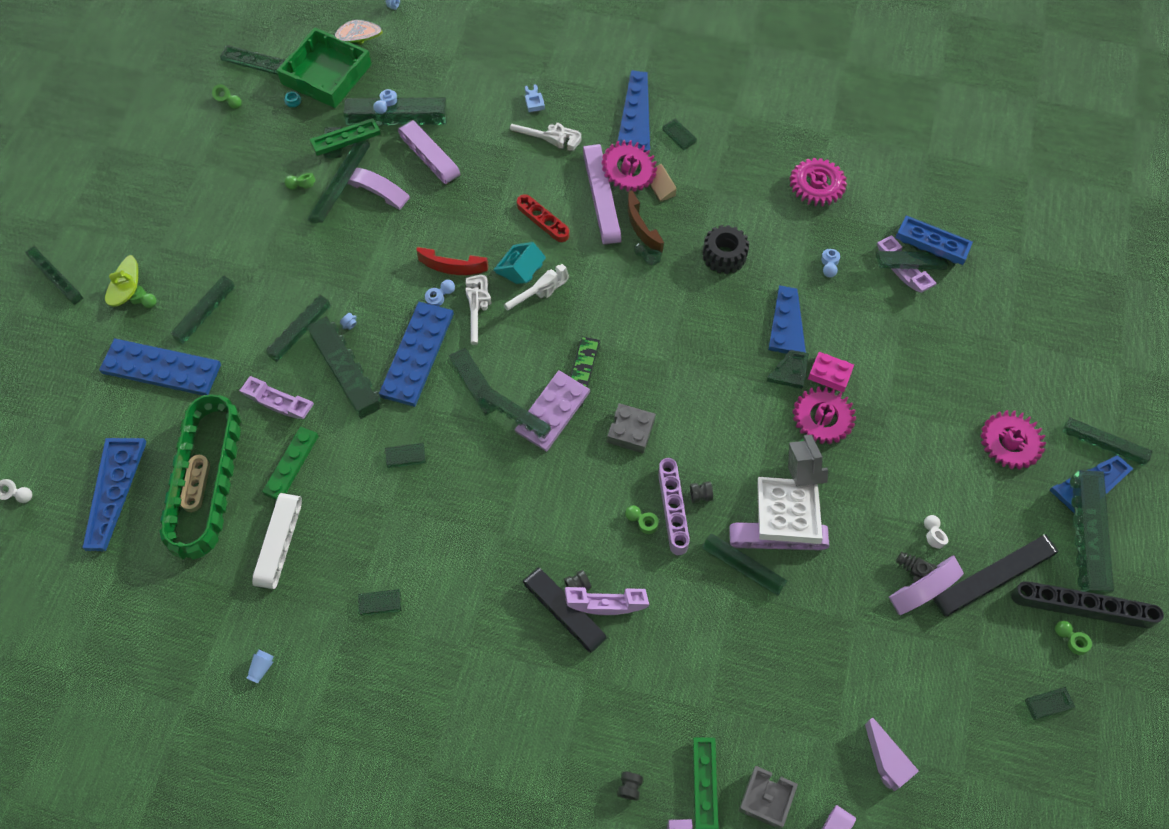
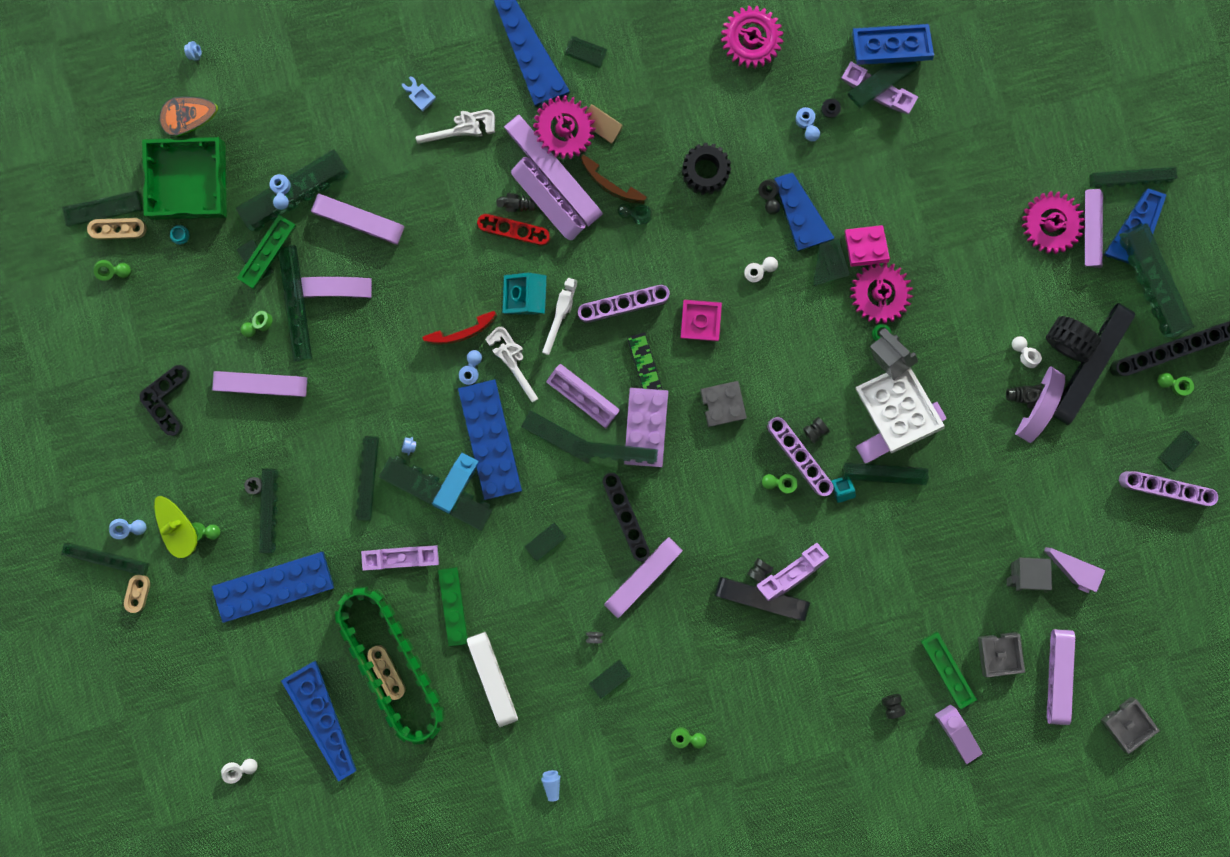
camera: 30 degrees left, 25 degrees up
(54, 312) = (135, 592): none -> tan plate
(96, 268) = (138, 527): none -> light blue plate
(191, 190) = (159, 395): none -> black beam
(204, 282) = (248, 488): none -> dark grey bush
(252, 74) = (109, 228): none -> tan plate
(270, 219) = (259, 384): none -> lavender beam
(366, 360) = (455, 482): none -> dark azure slope
(391, 556) = (594, 637): none -> dark grey bush
(420, 705) = (697, 740): none -> bright green plate
(468, 529) = (643, 577): none -> lavender beam
(487, 479) = (626, 526): none -> black beam
(516, 361) = (582, 395): none -> lavender slope
(554, 198) = (513, 203): none -> pearl dark grey piece
(584, 208) = (548, 198): none -> lavender beam
(588, 304) = (631, 297): none -> lavender beam
(652, 355) = (701, 320): none -> dark pink plate
(697, 558) = (843, 489): none -> teal slope
(737, 344) = (769, 264): none -> white plate
(765, 304) = (772, 206): none -> pearl dark grey plate
(839, 731) = (1031, 574): none -> dark grey plate
(856, 265) = (828, 113): none -> black plate
(986, 536) = (1073, 339): none -> black tyre
(1033, 732) = (1177, 488): none -> lavender beam
(1050, 462) = (1094, 228): none -> lavender slope

